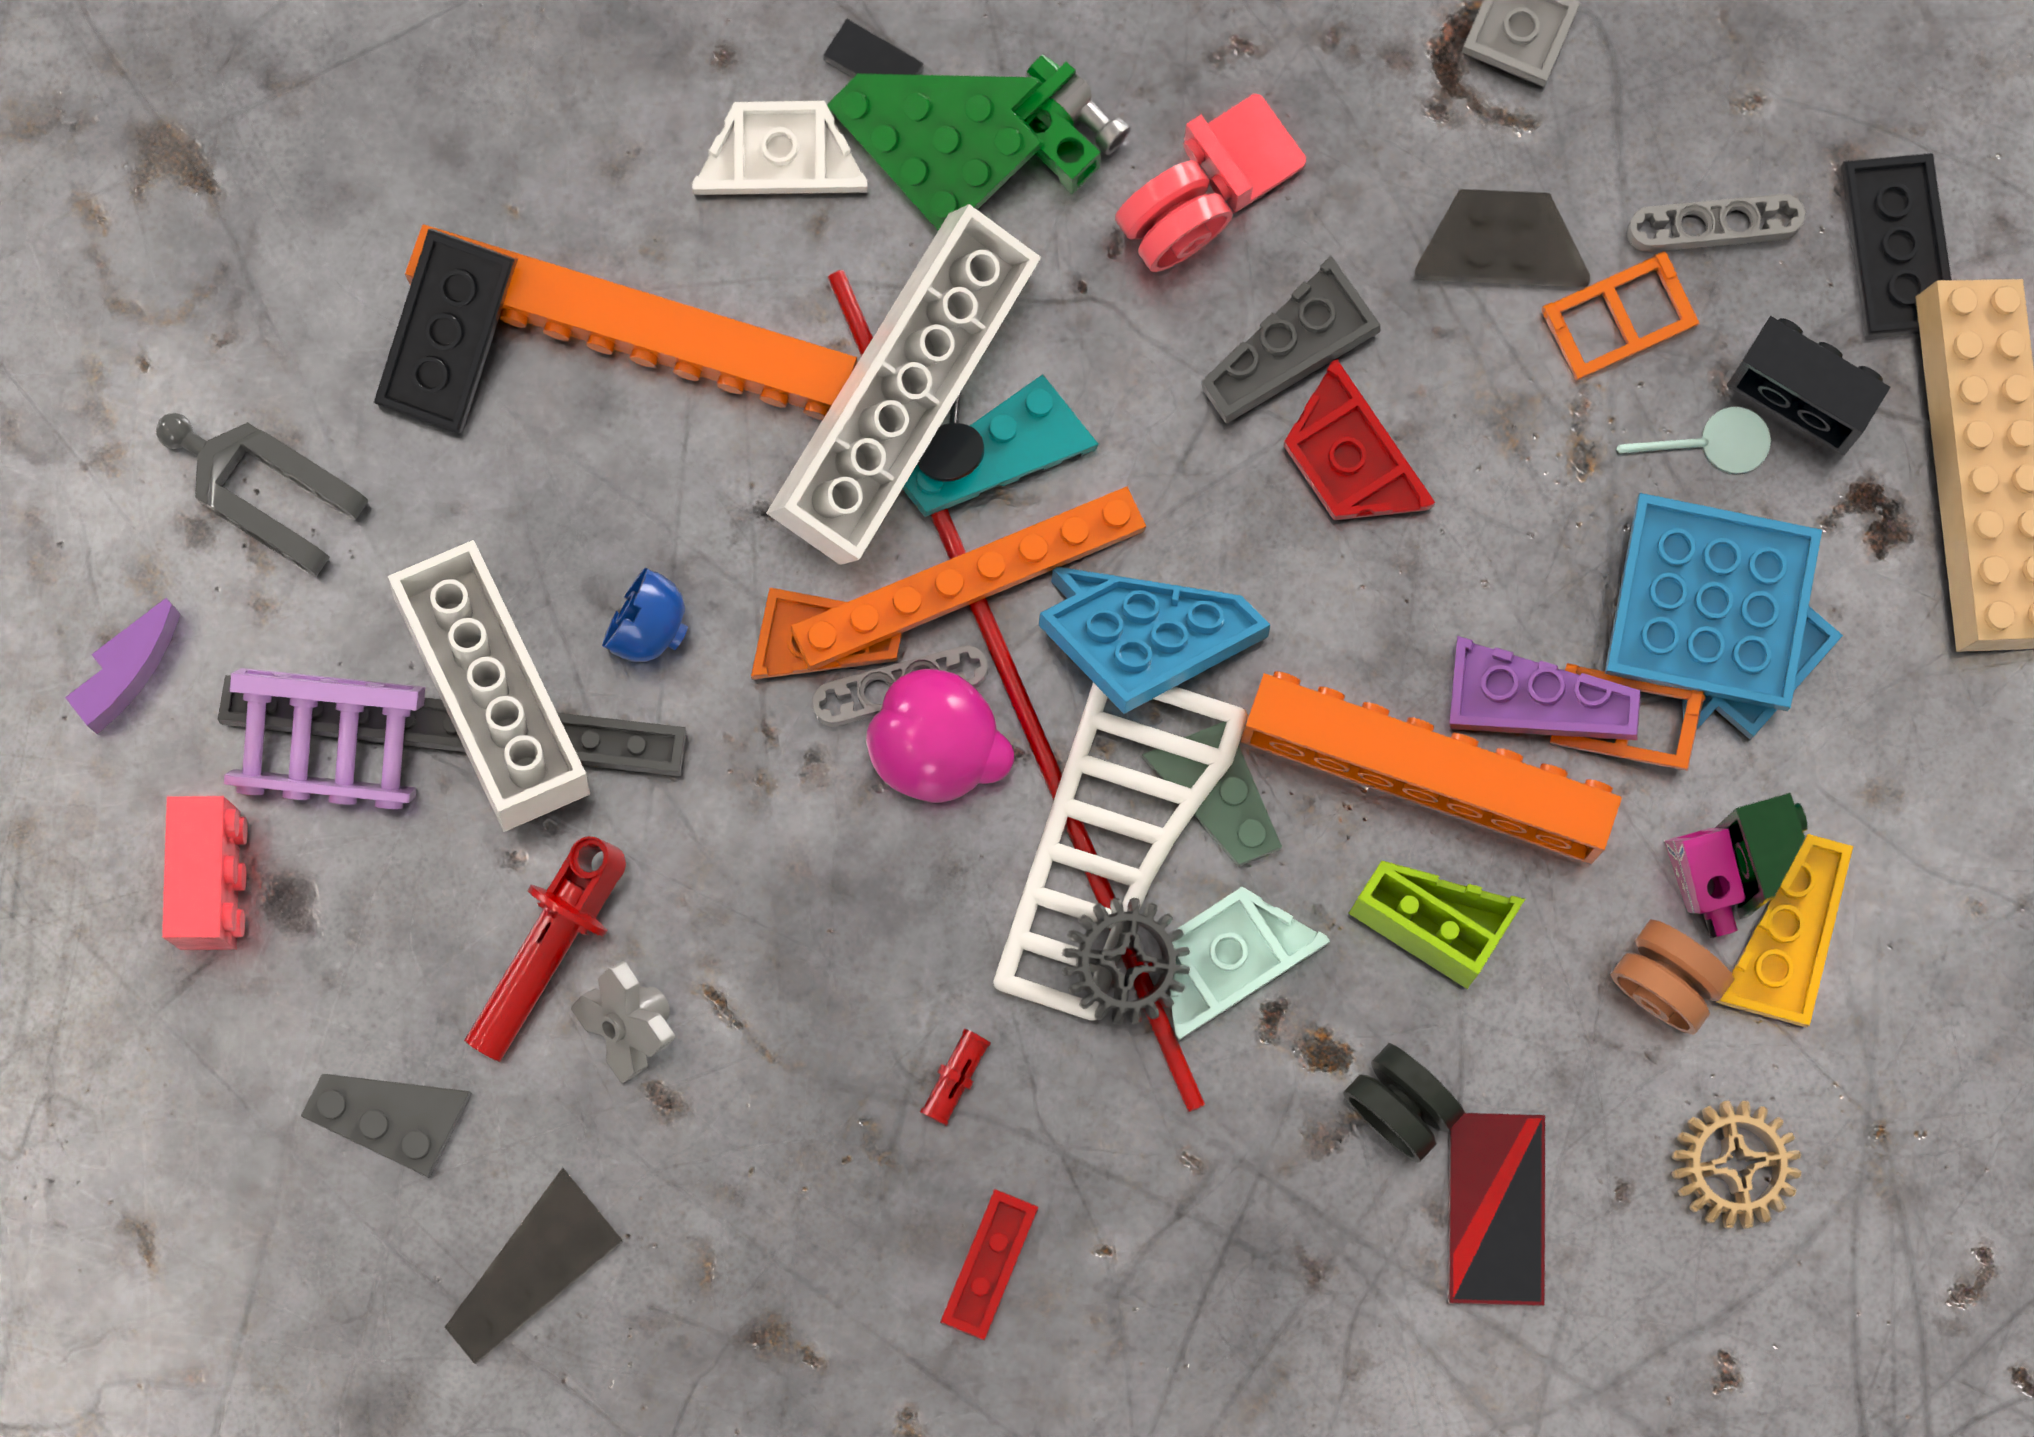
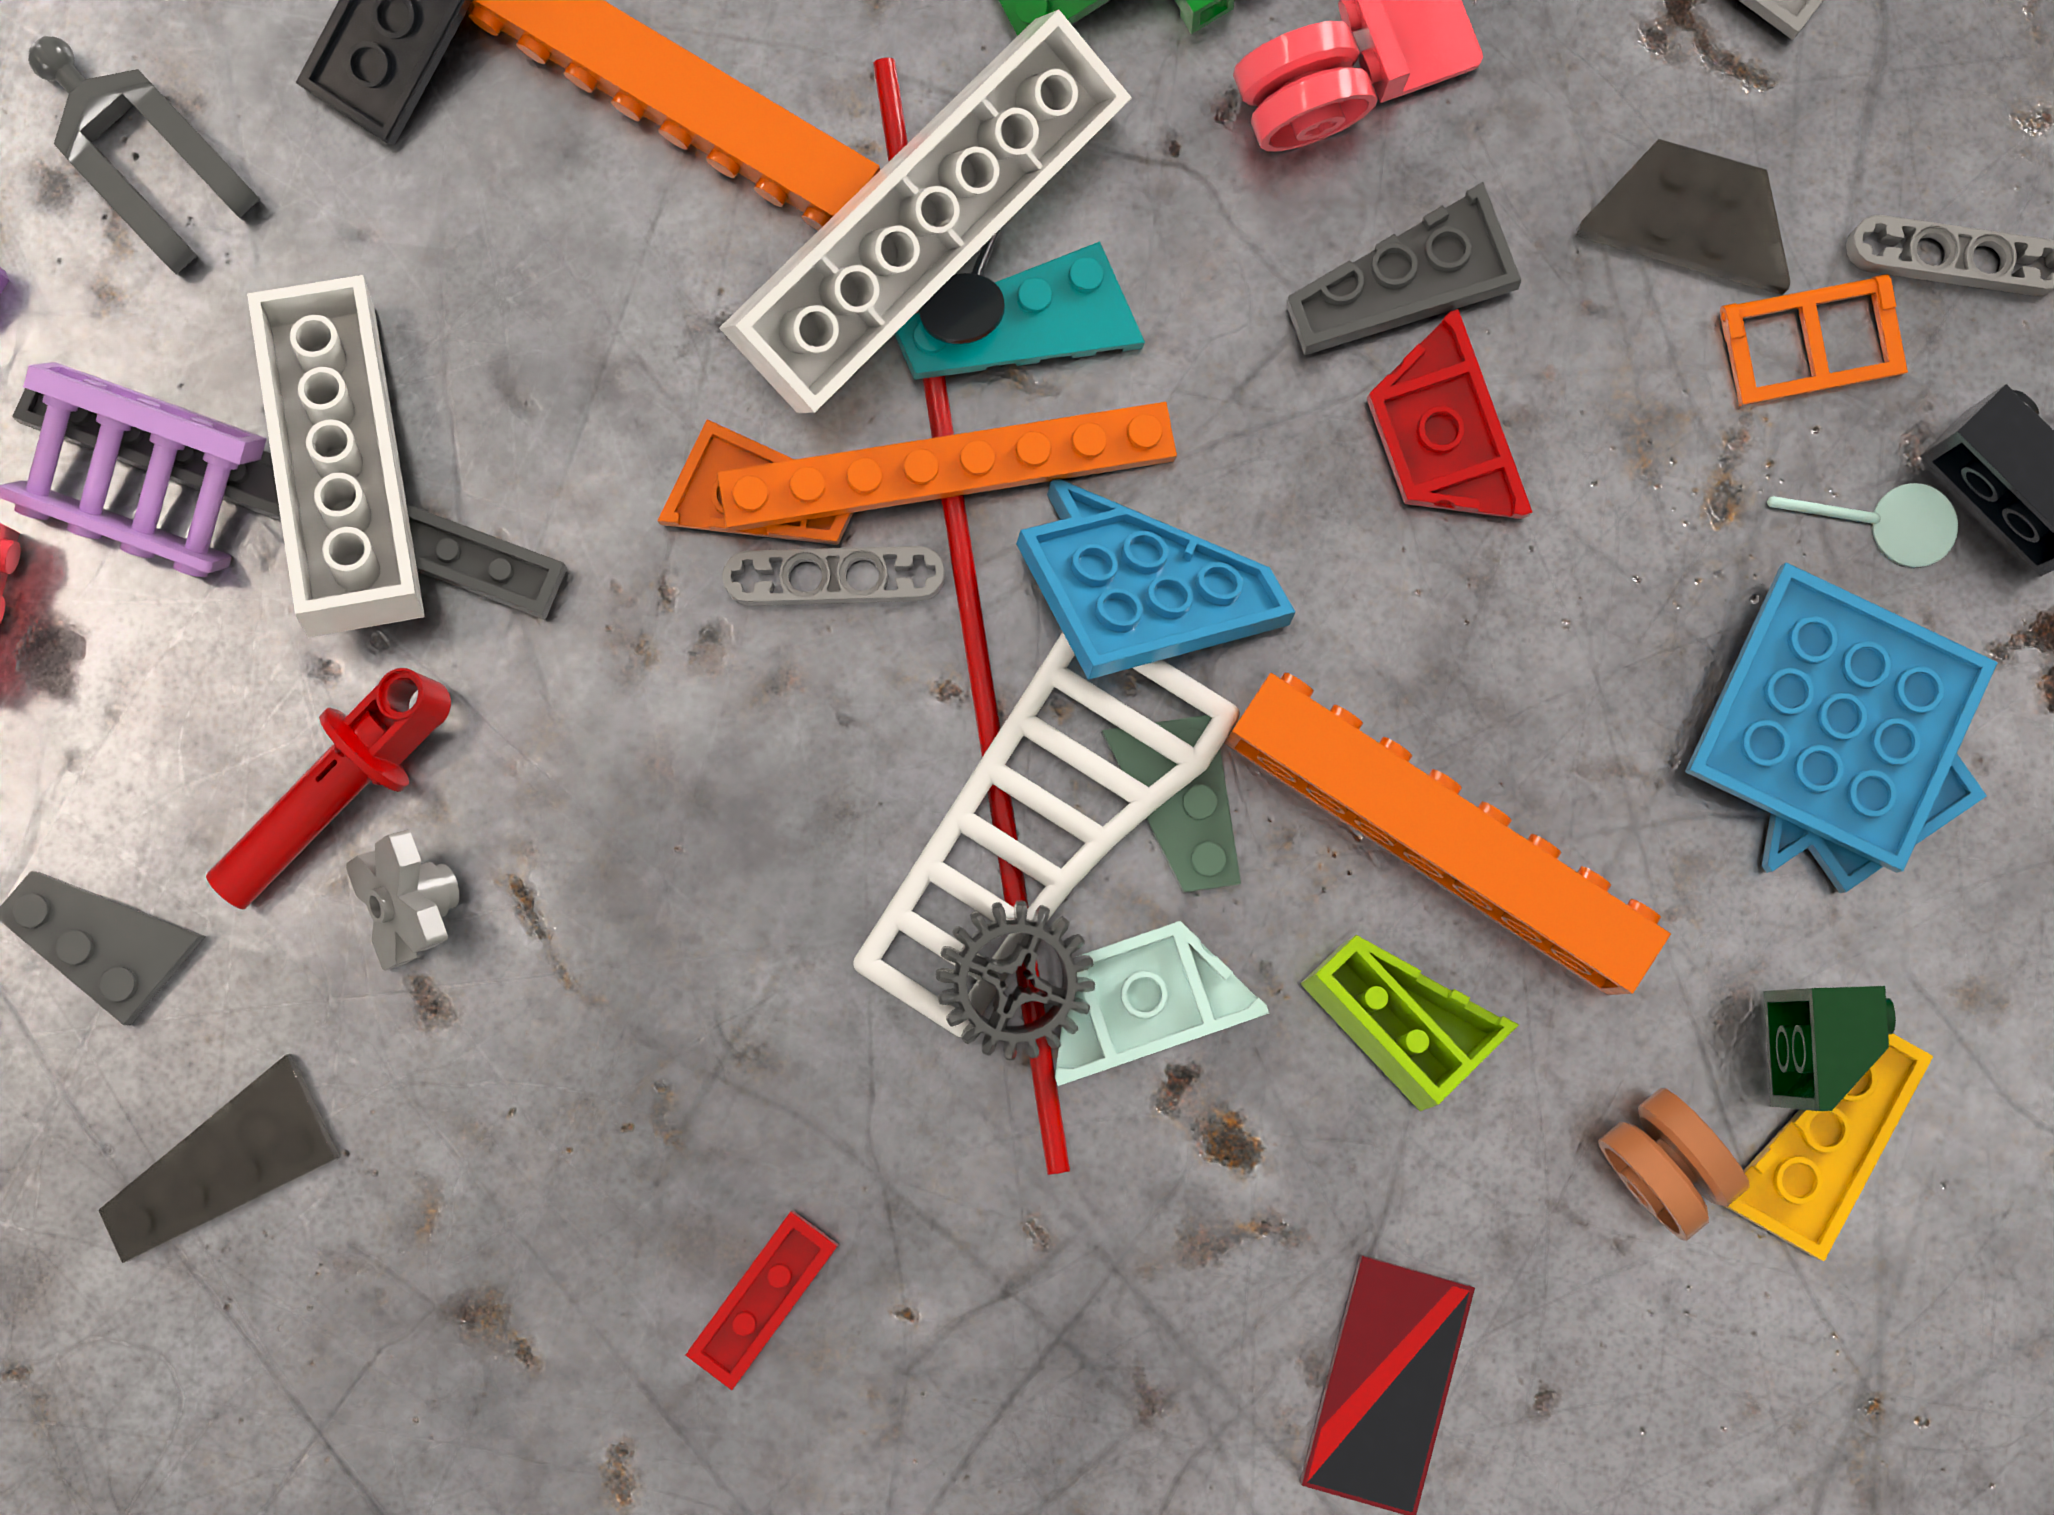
camera: 15 degrees right, 5 degrees up
(647, 619) = (551, 423): blue cylinder -> none
(936, 738) = (859, 650): dark pink piece -> none
(955, 1077) = (779, 1063): red pin -> none
(1403, 1102) = (1313, 1231): pearl dark grey wheel -> none
(1519, 695) = (1579, 774): medium lavender wing -> none
(1620, 747) = (1680, 866): orange window -> none
(1695, 862) = (1747, 1049): dark pink torso -> none
(1738, 1186) = (1691, 1433): tan gear -> none

